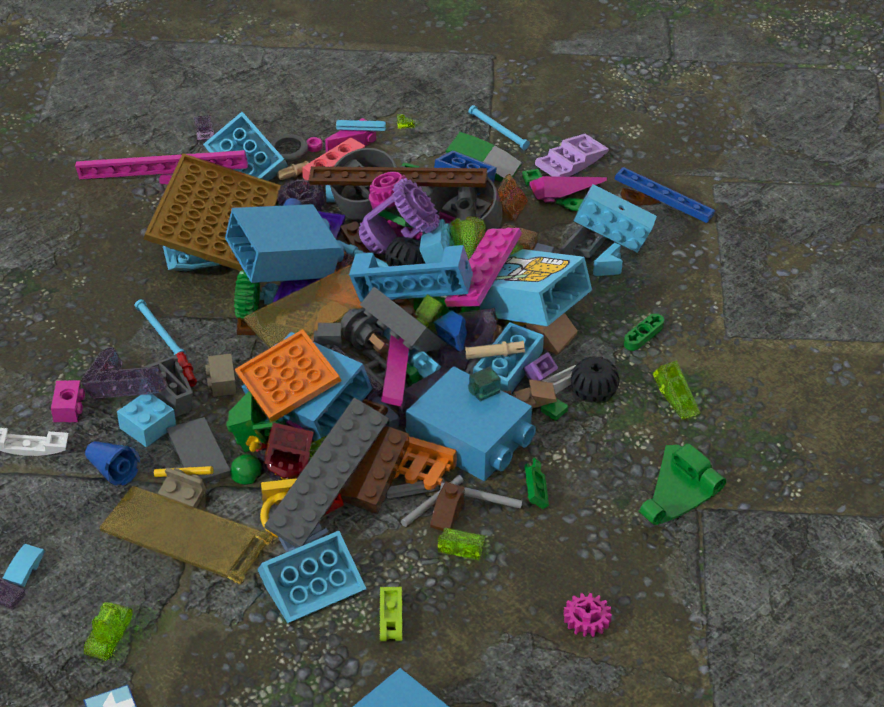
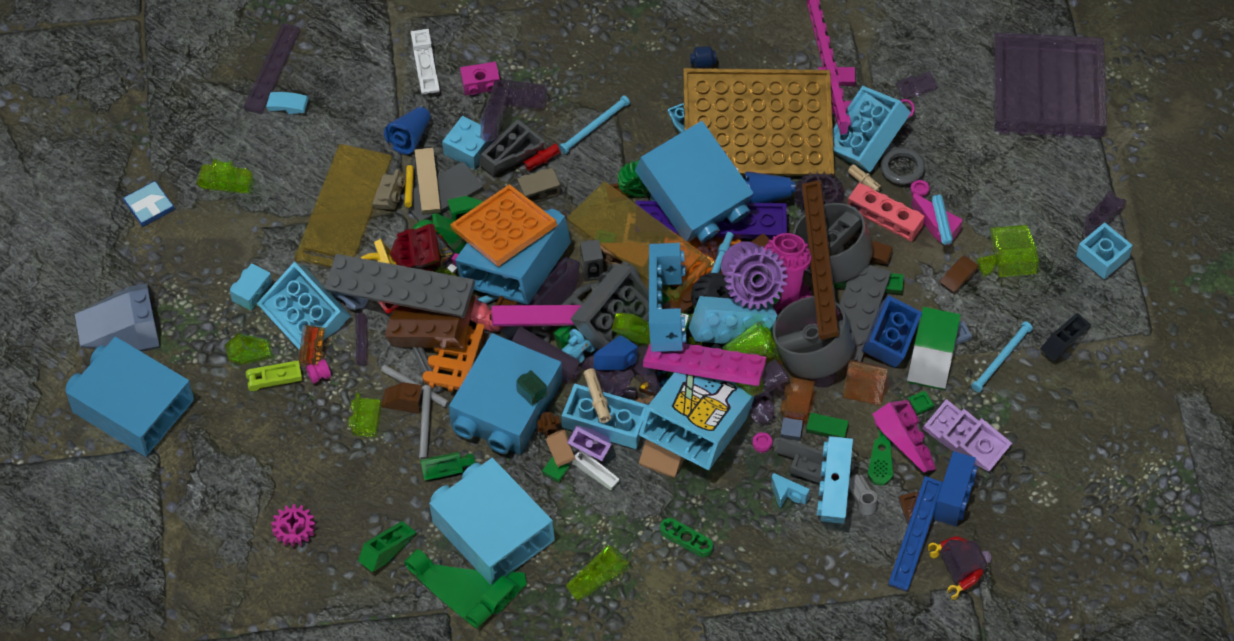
camera: 80 degrees right, 15 degrees up
(116, 243) = (703, 57): none -> dark blue head
(183, 455) = (427, 181): none -> tan tile
(237, 59) = (1049, 84): none -> clear purple panel
(268, 621) = (250, 286): none -> medium azure brick
(352, 633) = (247, 349): none -> clear neon green slope
(363, 574) = (311, 344): none -> clear orange slope
(365, 536) = (361, 347): none -> clear purple axle
(377, 53) = (1103, 212): none -> clear purple piece
(397, 100) = (1014, 250): none -> clear neon green slope
(397, 572) = (317, 371): none -> dark pink wheel
(411, 135) = (958, 274): none -> reddish brown slope
(416, 55) = (1104, 250): none -> medium azure brick
(492, 91) = (1065, 337): none -> black slope
(546, 230) = (826, 426): none -> green tile
(595, 379) = (593, 495): black wheel -> none
(614, 450) = (491, 520): none -> medium azure brick
(621, 154) = (956, 489): none -> blue brick
(627, 541) = (385, 546): none -> green slope
(697, 171) = (963, 561): none -> clear purple torso

